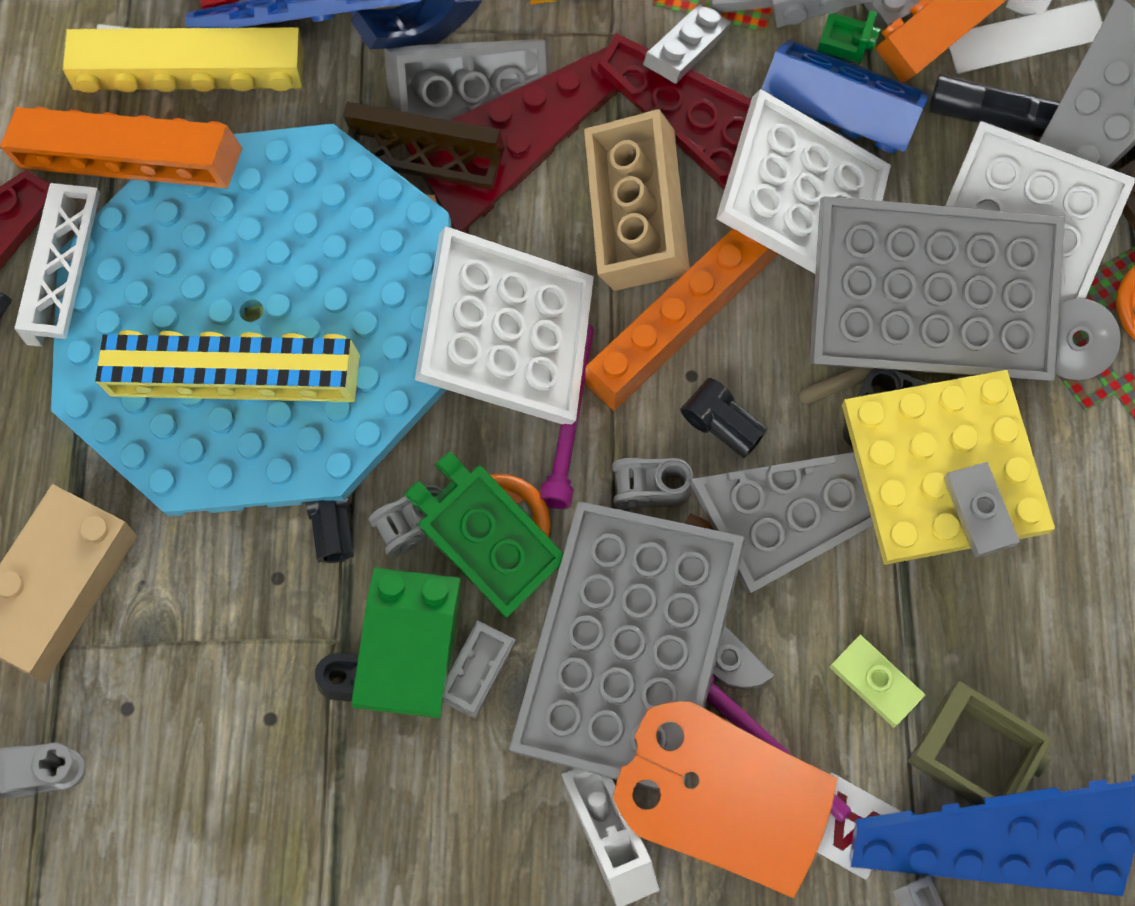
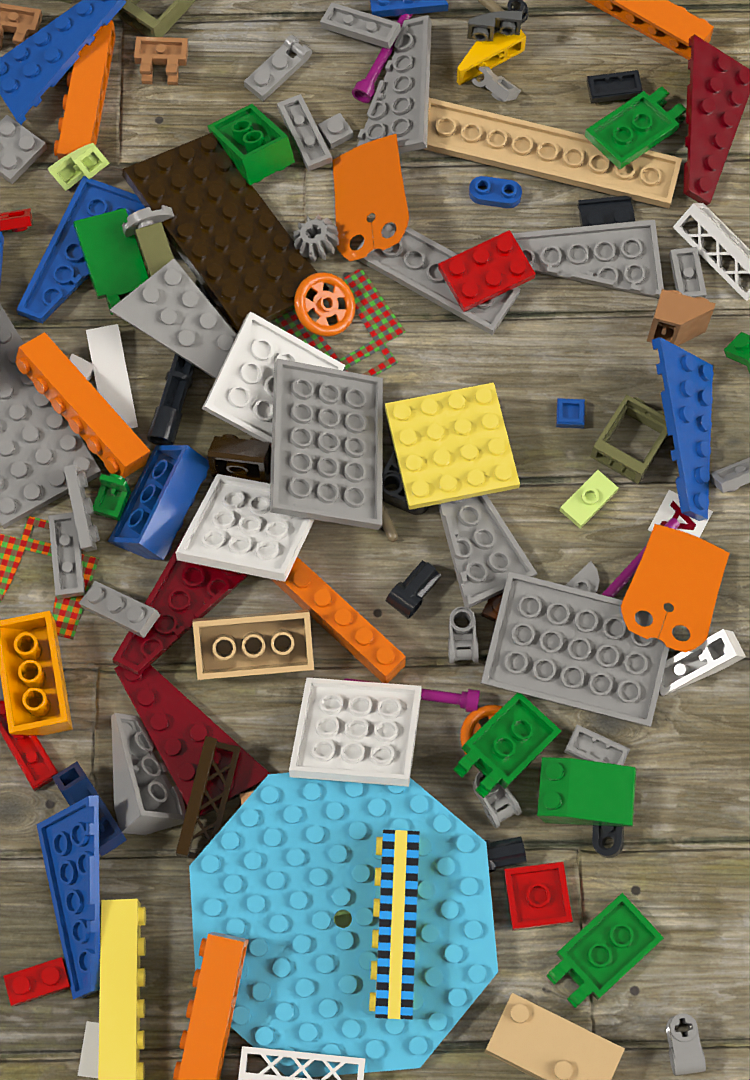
camera: 90 degrees left, 0 degrees up
(184, 667) = (605, 950): none -> green tile
(267, 574) = (537, 896): none -> red plate
(916, 170) = (239, 457): none -> dark brown slope
(981, 509) = (487, 423): light grey plate -> none
(1020, 660) = (570, 413): none -> blue tile
(1102, 339) = (340, 352): light grey dish -> none

